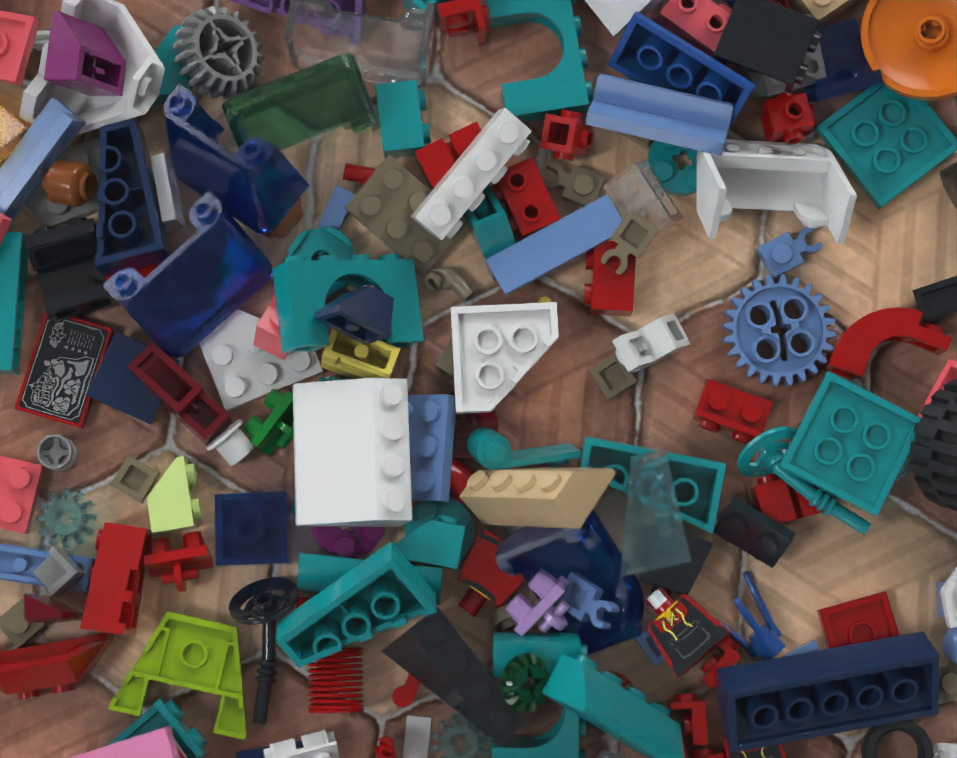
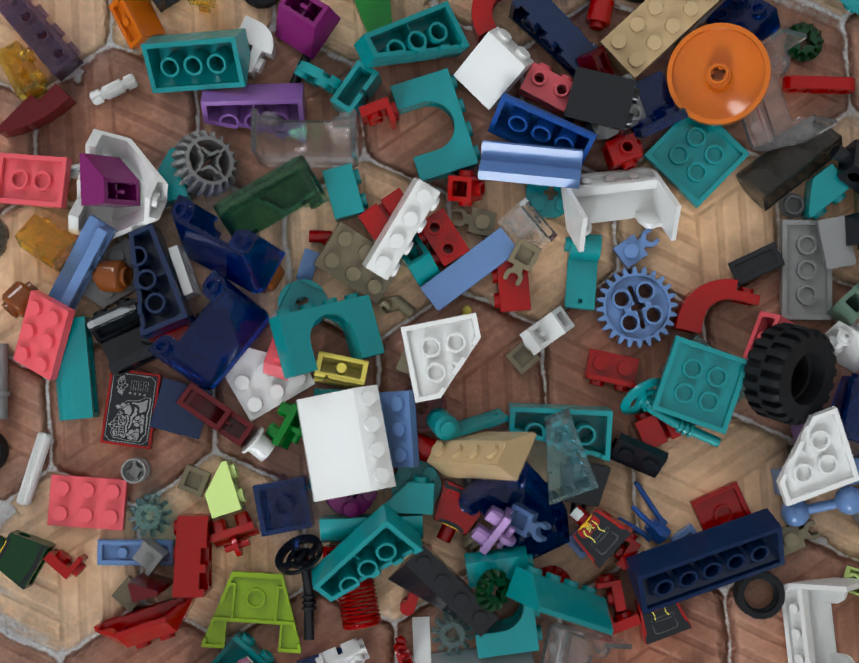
camera: 10 degrees left, 5 degrees up
(359, 314) = (336, 343): dark blue slope -> none
(710, 273) = (582, 273): none -> teal door

